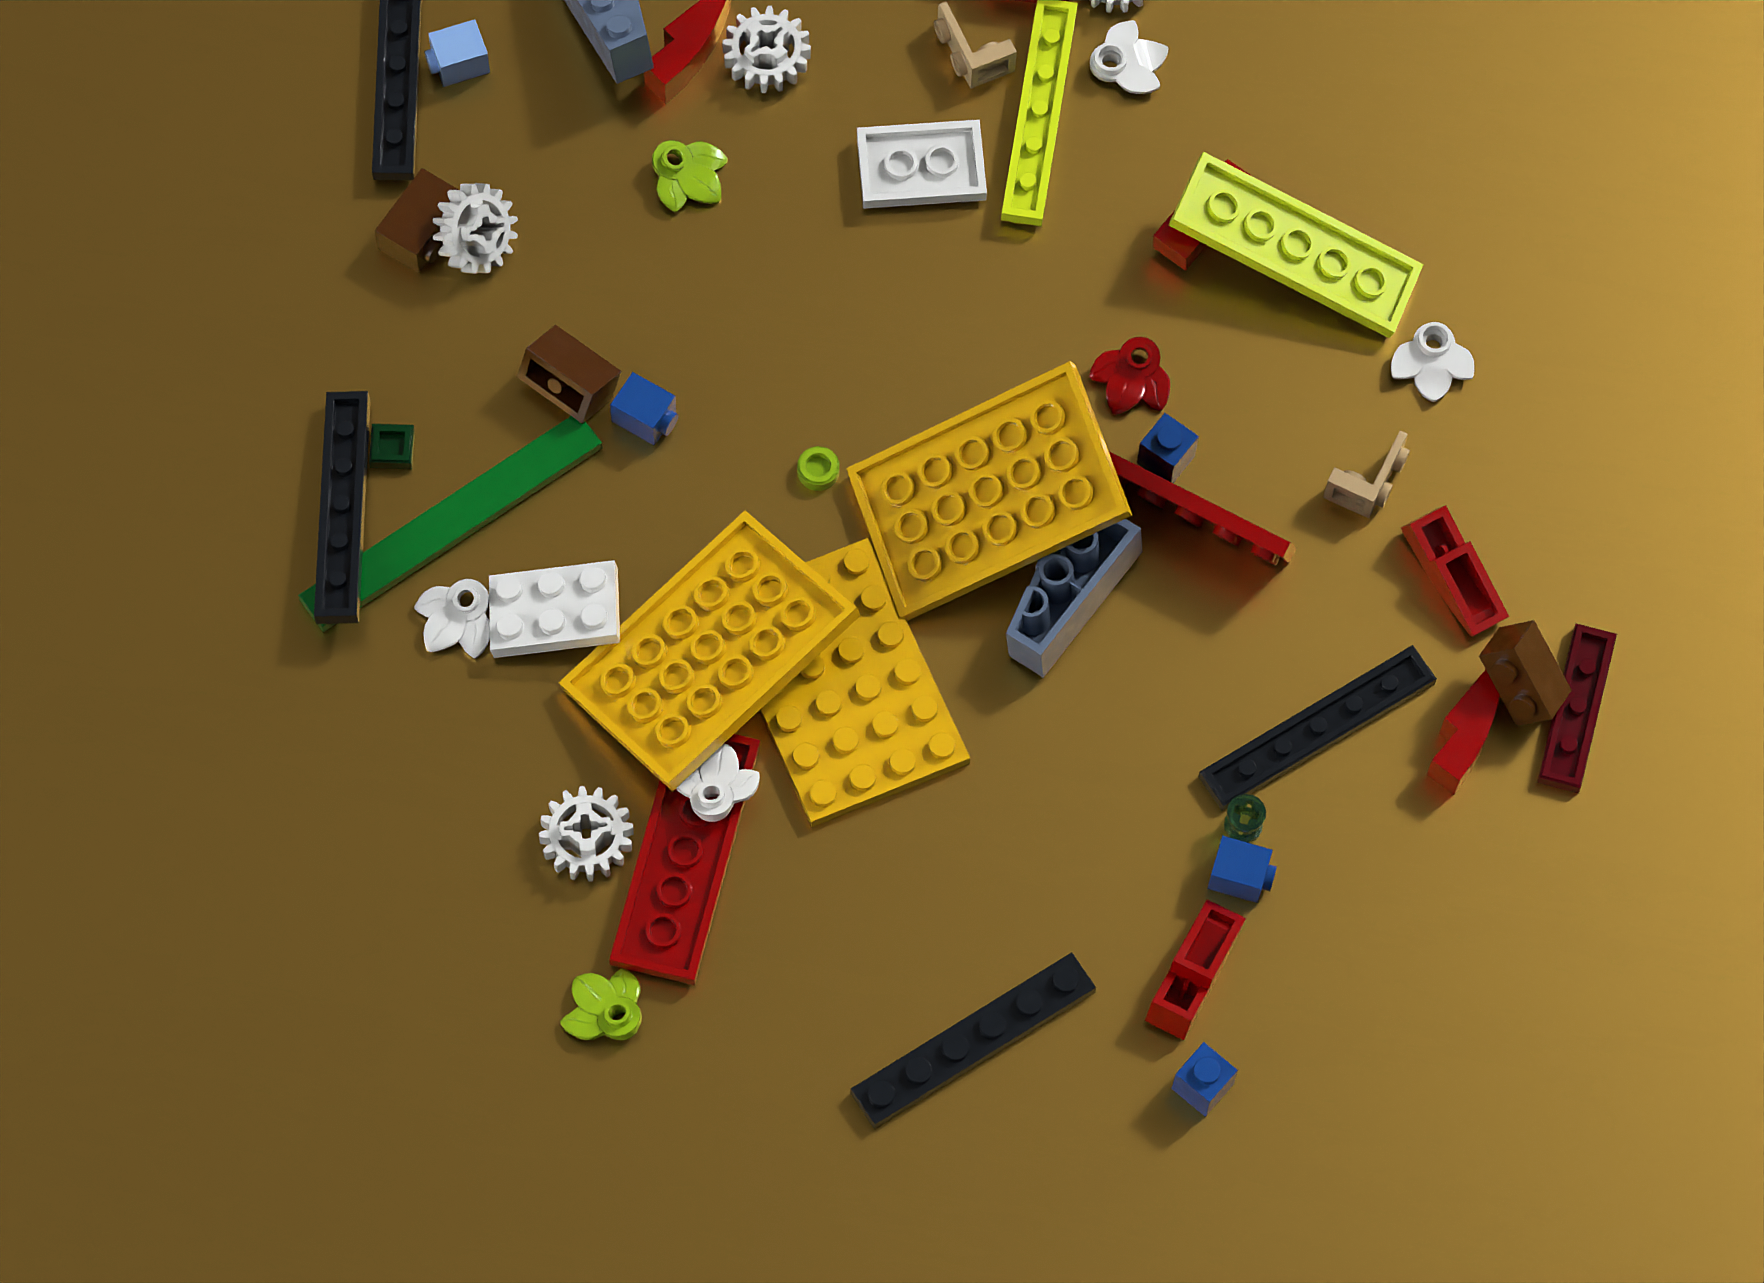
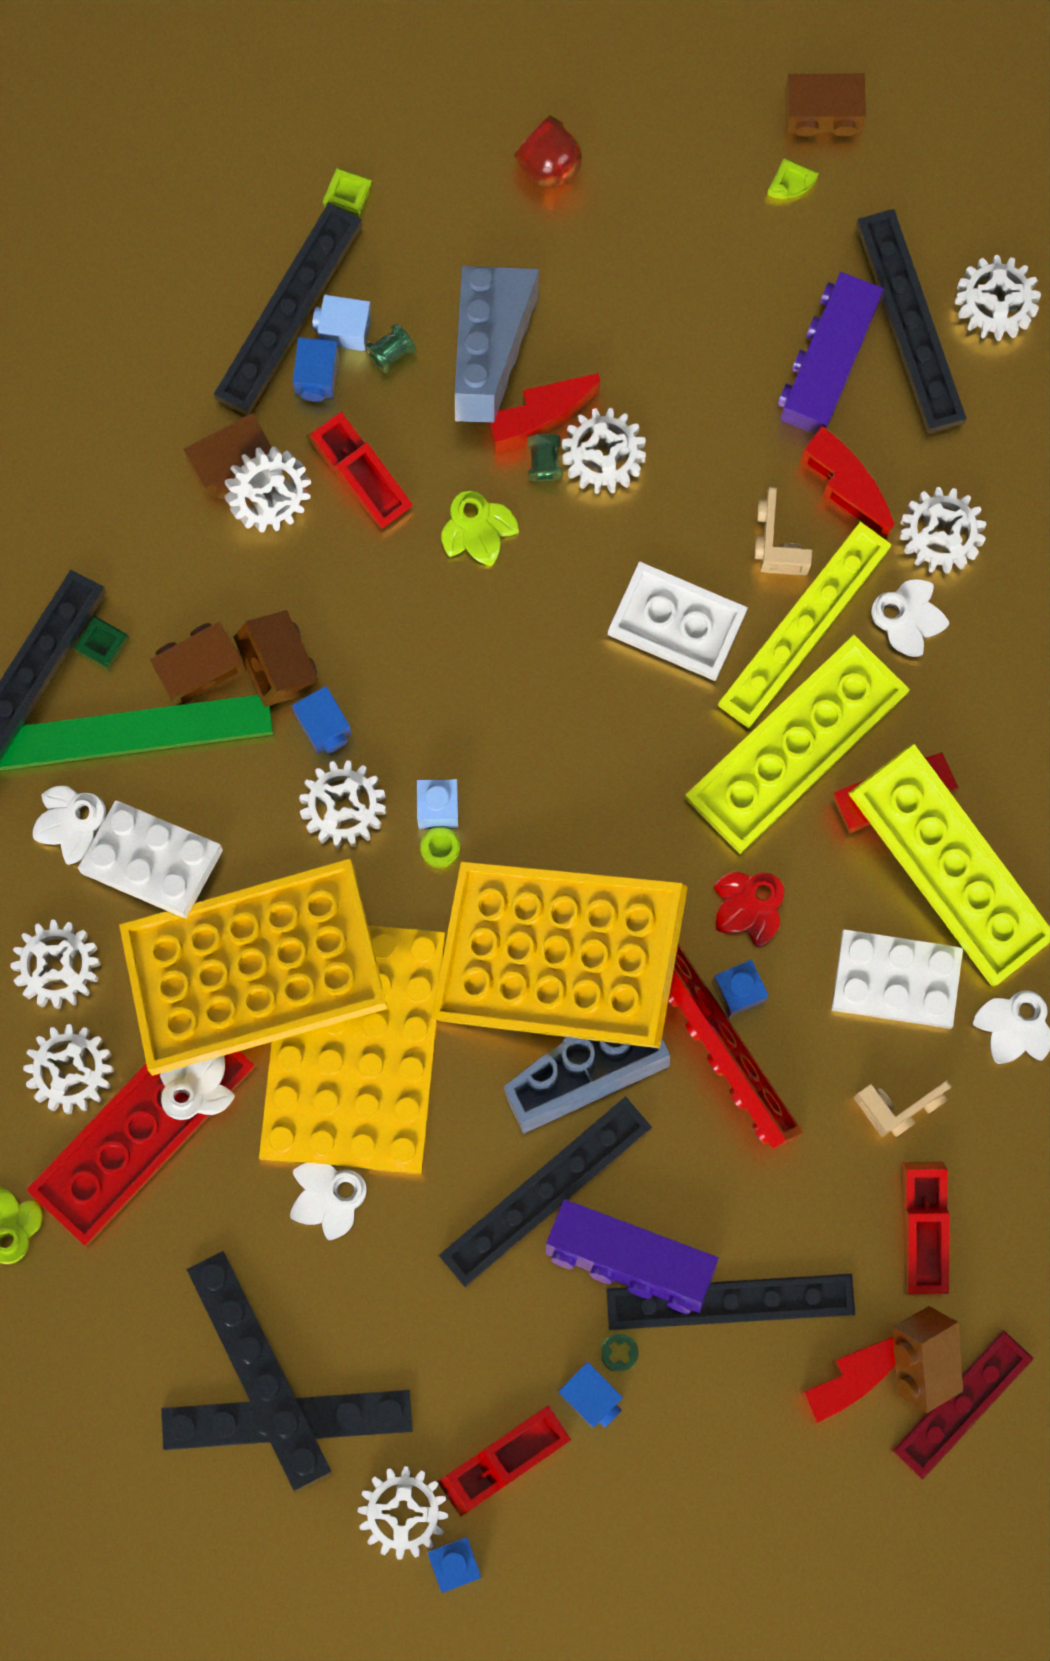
camera: 30 degrees right, 10 degrees up
(455, 105) = (315, 369): none -> blue brick
(497, 416) = (197, 663): none -> reddish brown brick
(502, 741) = (67, 953): none -> white gear
(515, 55) = (390, 348): none -> clear green bush
(548, 174) = (359, 470): none -> red slope
(688, 472) = (334, 819): none -> white gear
(715, 81) = (544, 458): none -> clear green bush
(795, 427) = (437, 803): none -> light blue brick
(891, 830) = (322, 1200): none -> white plate
(924, 1005) = (259, 1372): none -> black plate
(1092, 217) = (796, 744): none -> neon yellow plate
(1093, 716) = (545, 1191): none -> black plate
(1136, 1077) = (401, 1532): none -> white gear
(1207, 727) = (631, 1256): none -> dark purple brick
(1302, 374) = (897, 979): none -> white plate

